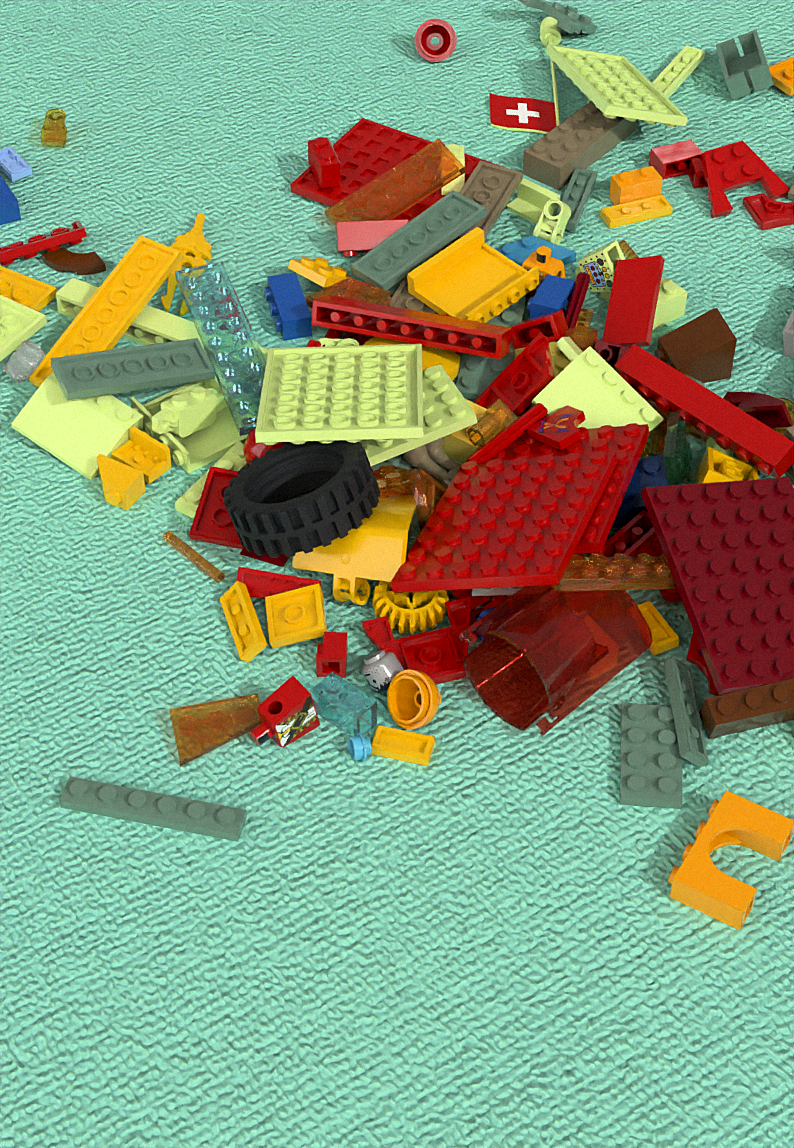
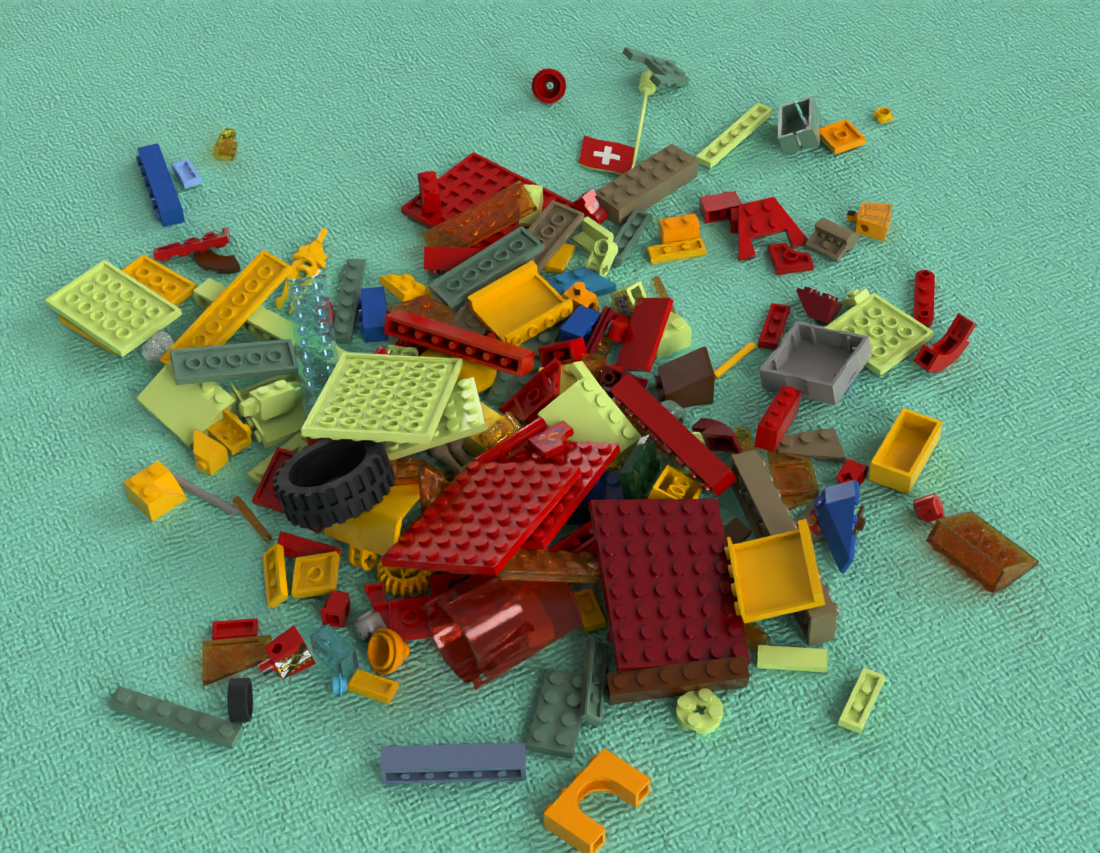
camera: 10 degrees right, 0 degrees up
(59, 533) = (154, 491): none -> yellow slope
(122, 532) = (205, 495): none -> light grey bar
(205, 691) = (235, 629): none -> red tile
(239, 777) = (240, 700): none -> black tyre
(252, 289) = (348, 300): none -> sand green plate
(500, 232) = (561, 259): none -> yellow tile
(521, 162) = (590, 207): none -> red leg
(535, 828) = (453, 763): none -> sand blue brick
(597, 297) = (618, 327): none -> red leg
(616, 86) = (682, 139): yellowish green plate -> none
(747, 320) = (734, 359): none -> yellow bar
(778, 286) = (774, 326): none -> red tile

